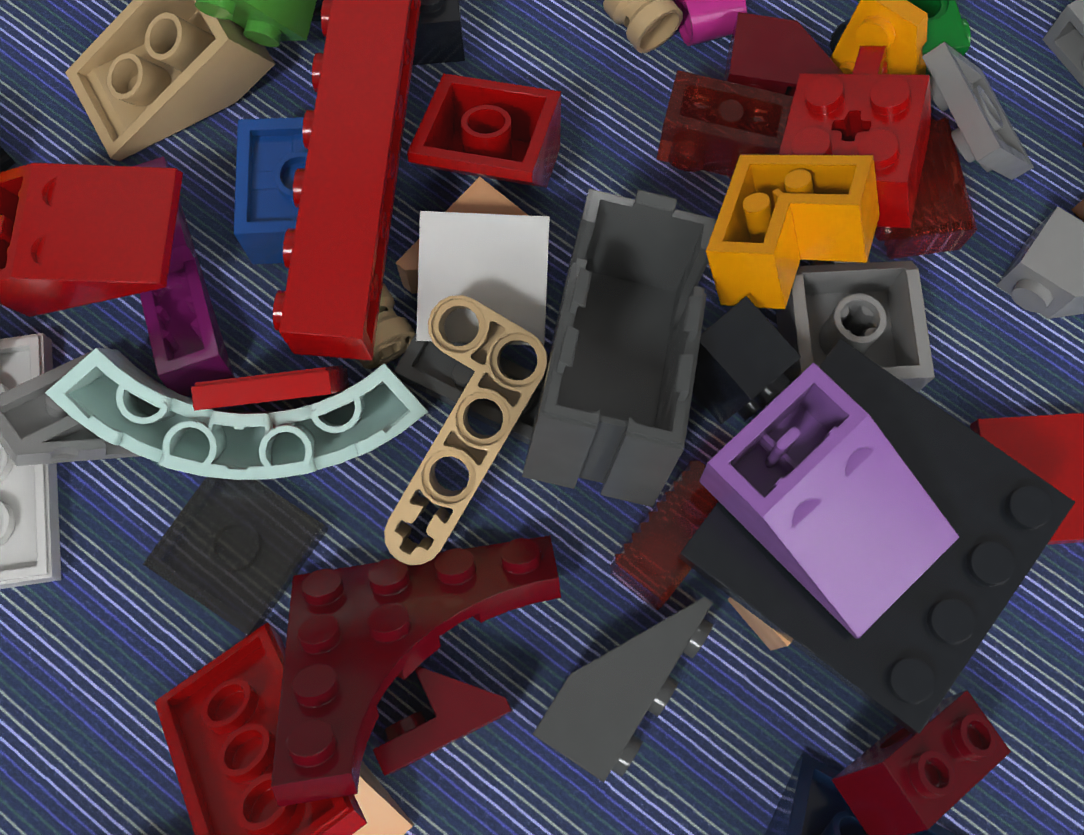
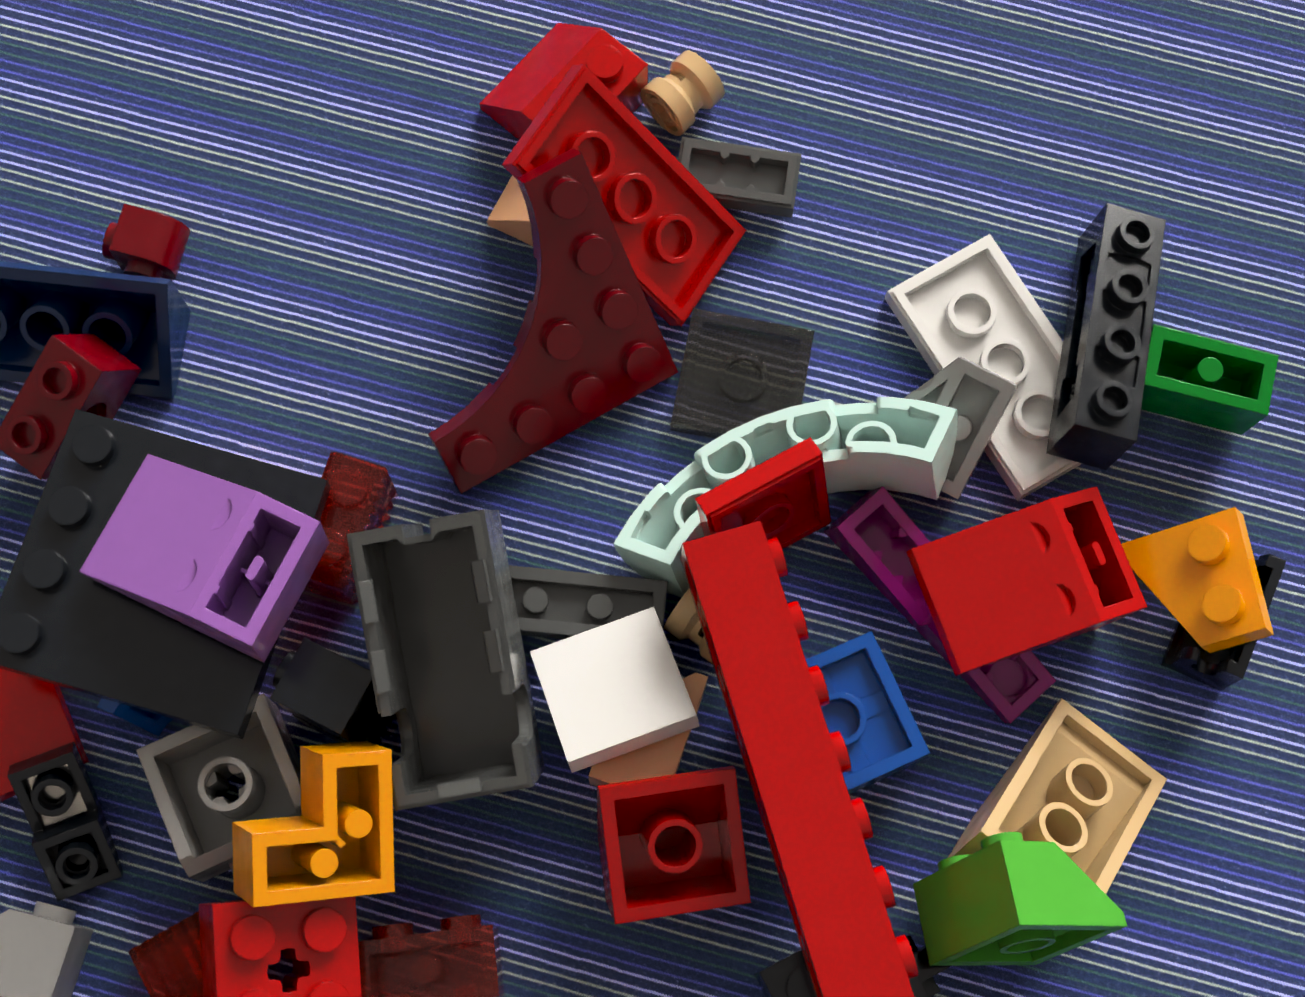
camera: 155 degrees right, 0 degrees up
(125, 764) = (744, 175): none -> dark grey plate
(456, 436) = (571, 527): tan beam -> none
(458, 713) = (482, 311): dark red slope -> none
(608, 697) = (355, 375): dark grey slope -> none
(1002, 373) = (65, 821): none -> black slope

